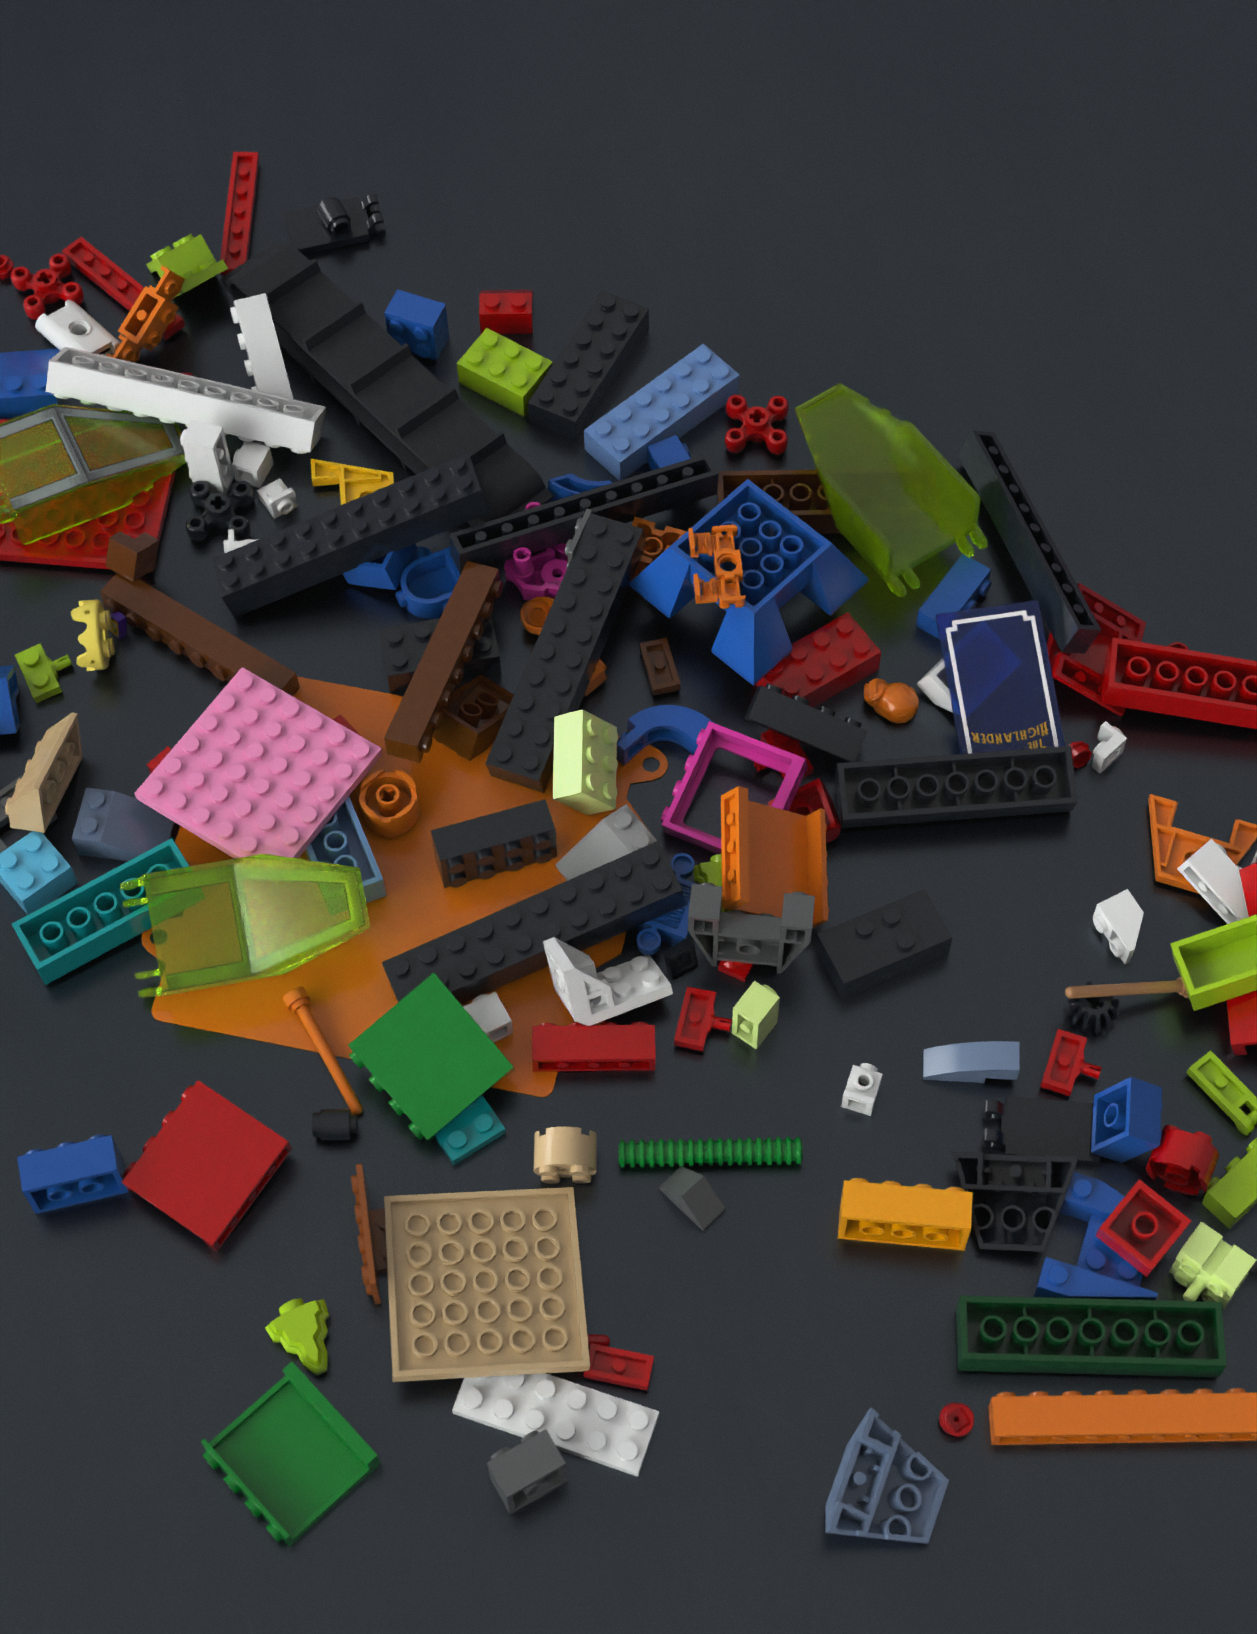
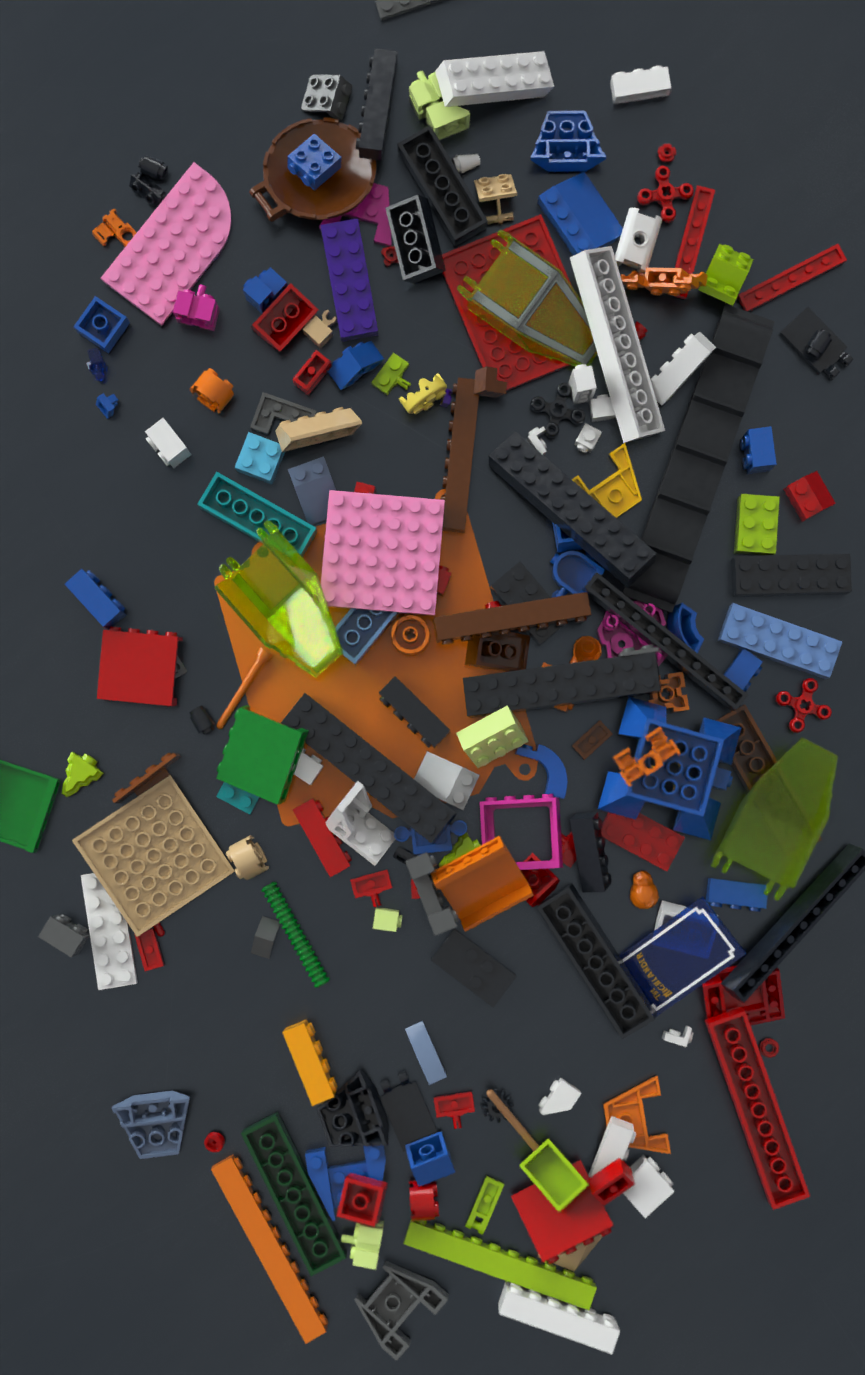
camera: 60 degrees right, 25 degrees up
(860, 1097) = (370, 996): white brick -> none
(1080, 753) = (665, 1020): red plate -> none

